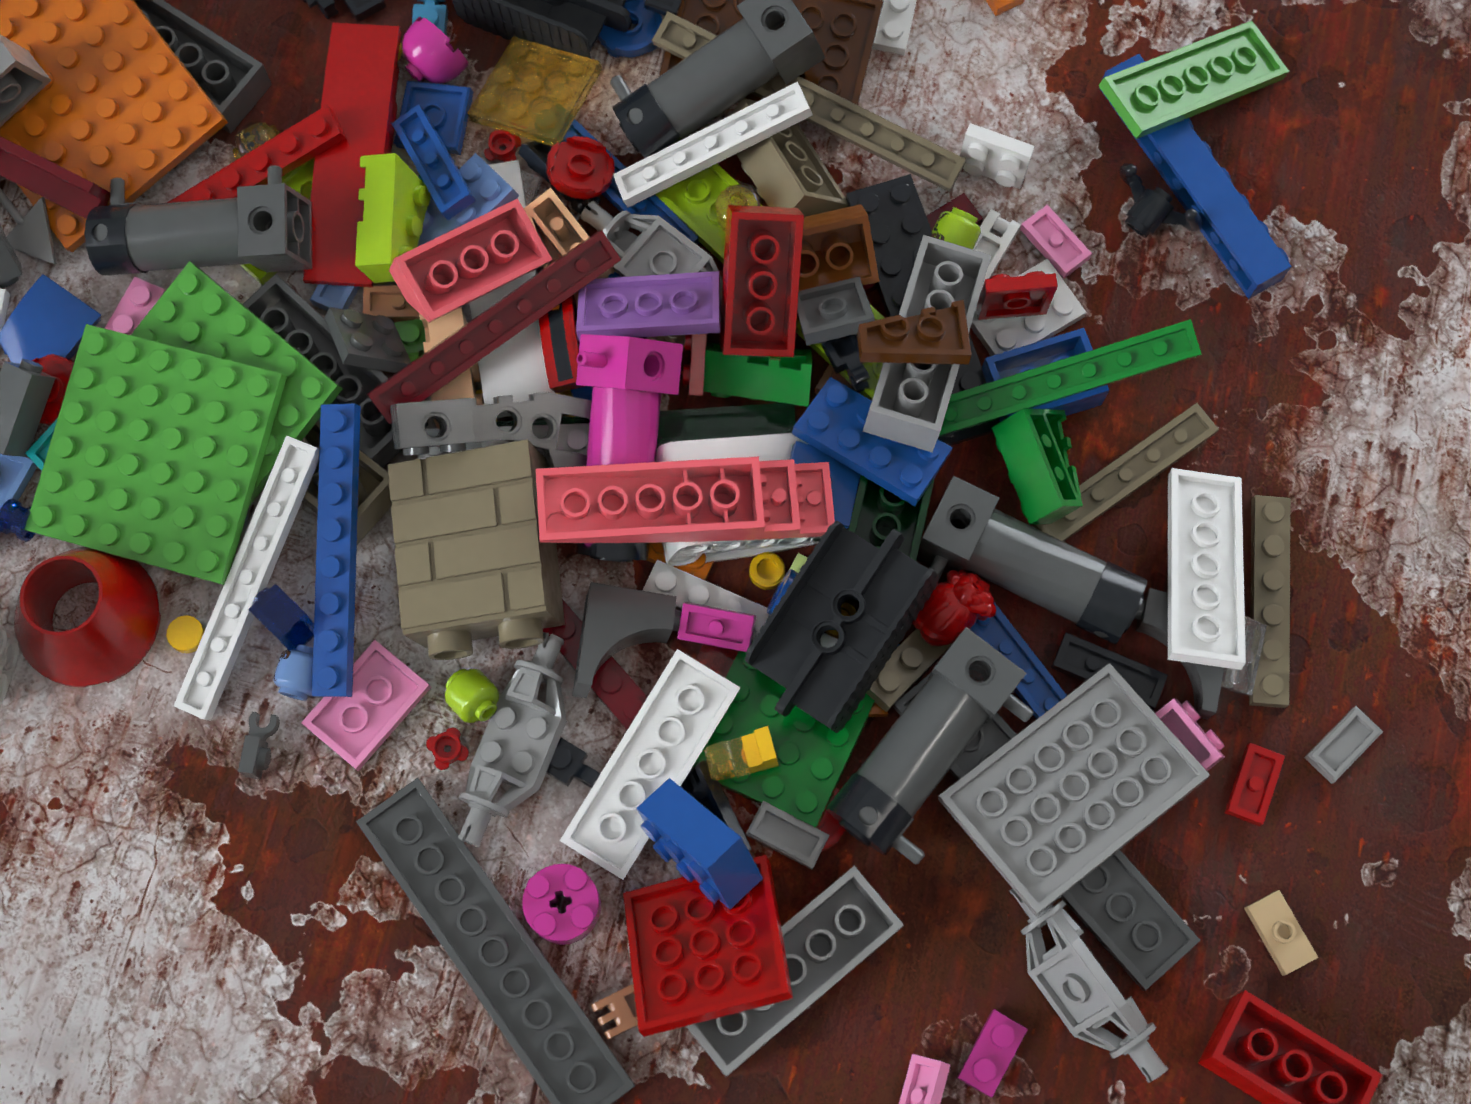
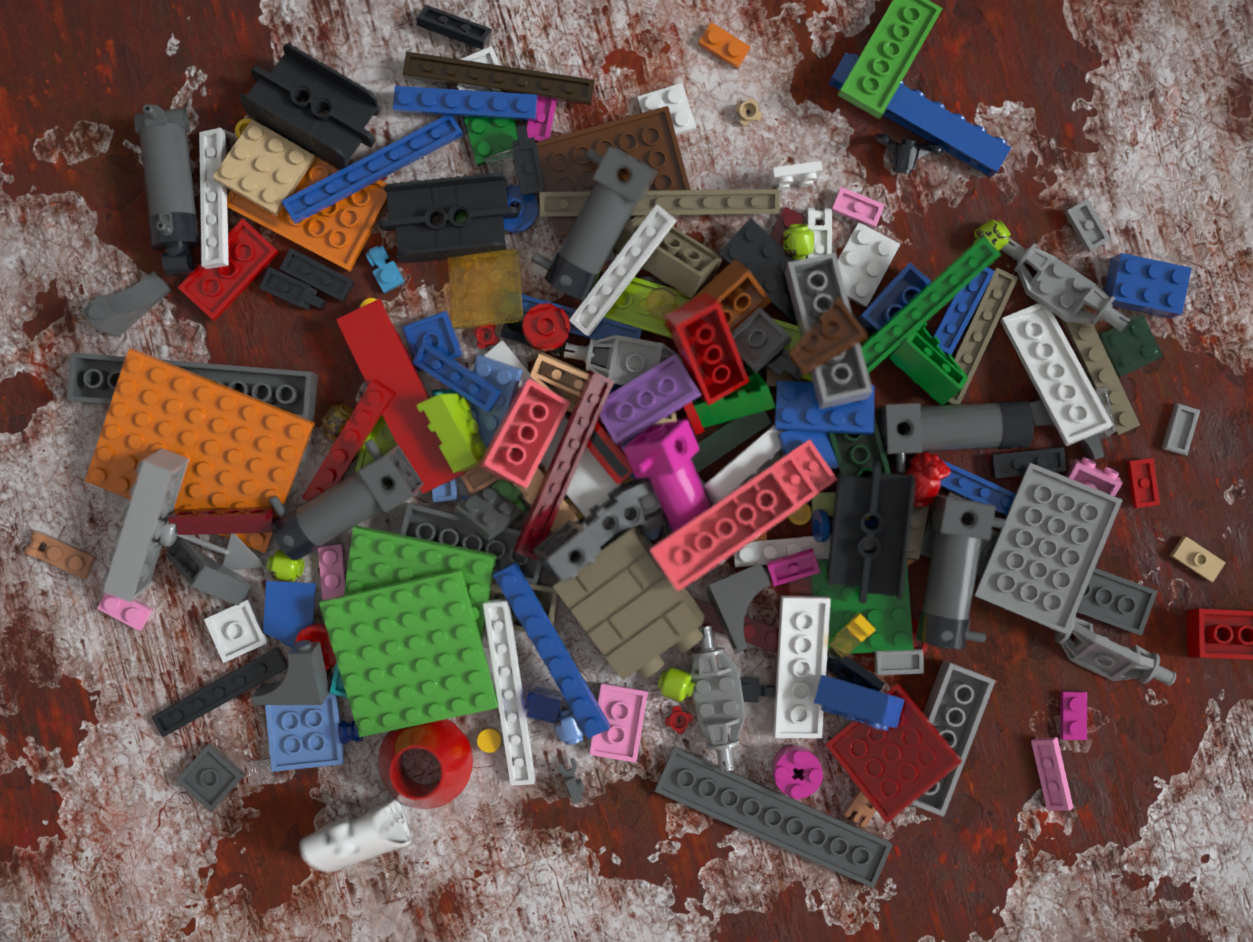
camera: 25 degrees left, 15 degrees up
(79, 277) = (284, 568): none -> lime head
(430, 53) = (407, 303): dark pink cylinder -> none
(980, 57) = (750, 105): none -> tan plate
(1016, 296) = (865, 260): red plate -> none
(1126, 428) = (960, 311): none -> blue plate
(1213, 366) = (995, 232): none -> lime head
(1269, 469) = (1062, 287): none -> light grey plate
(1327, 598) = (1130, 347): none -> clear green plate
(1345, 417) = (1087, 225): none -> light grey plate
(1387, 529) = (1147, 285): none -> blue brick

